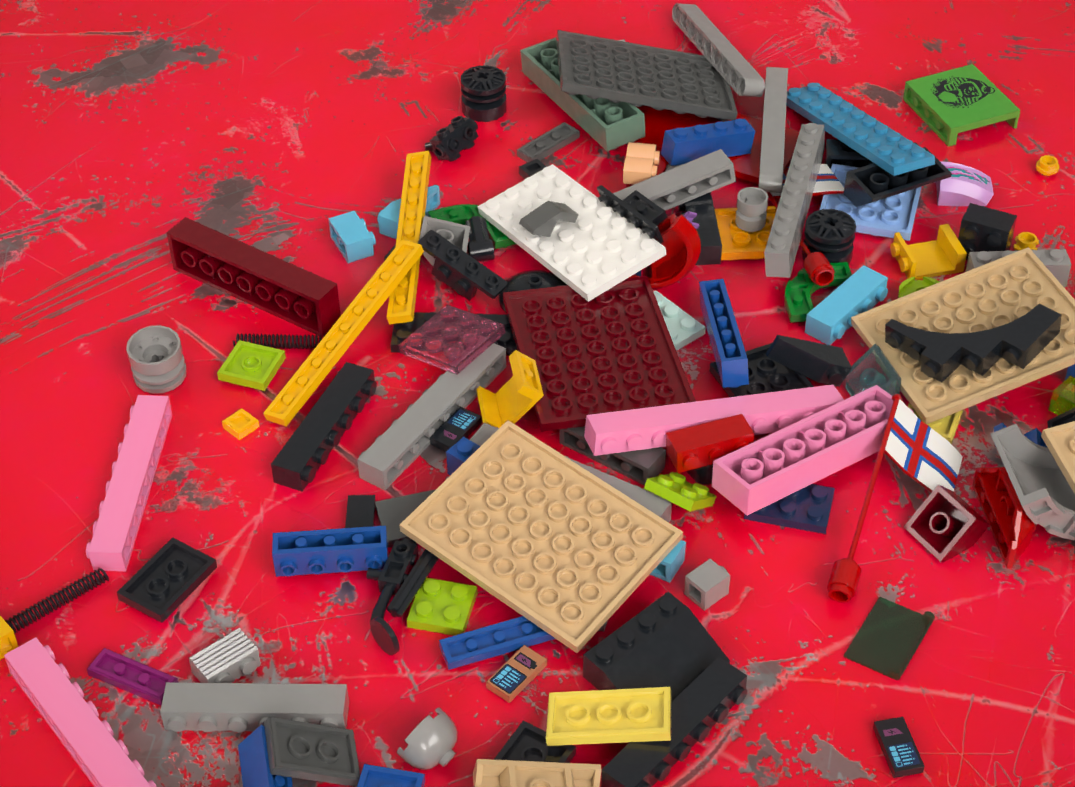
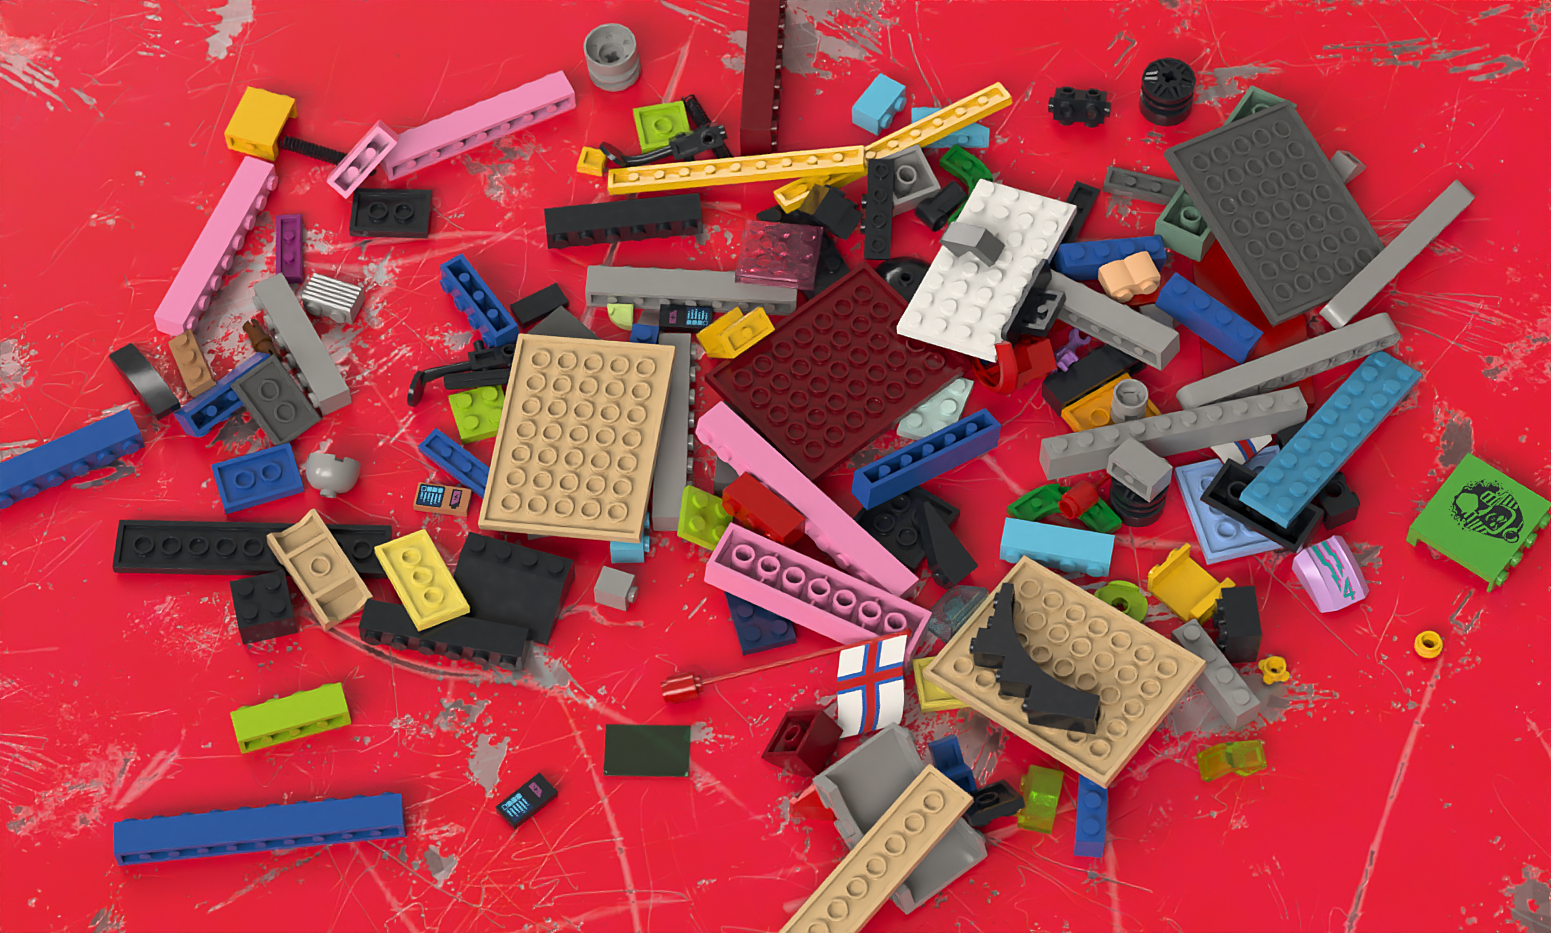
camera: 60 degrees right, 15 degrees up
(102, 561) = (362, 159): none -> bright pink brick
(218, 742) = (260, 341): none -> reddish brown pin
(286, 357) = (681, 146): none -> black piece
(417, 469) = (621, 315): none -> yellowish green tile
(439, 287) = (831, 210): none -> black brick
(609, 168) = (1083, 259): none -> blue brick
(830, 213) = (1139, 469): none -> light grey brick

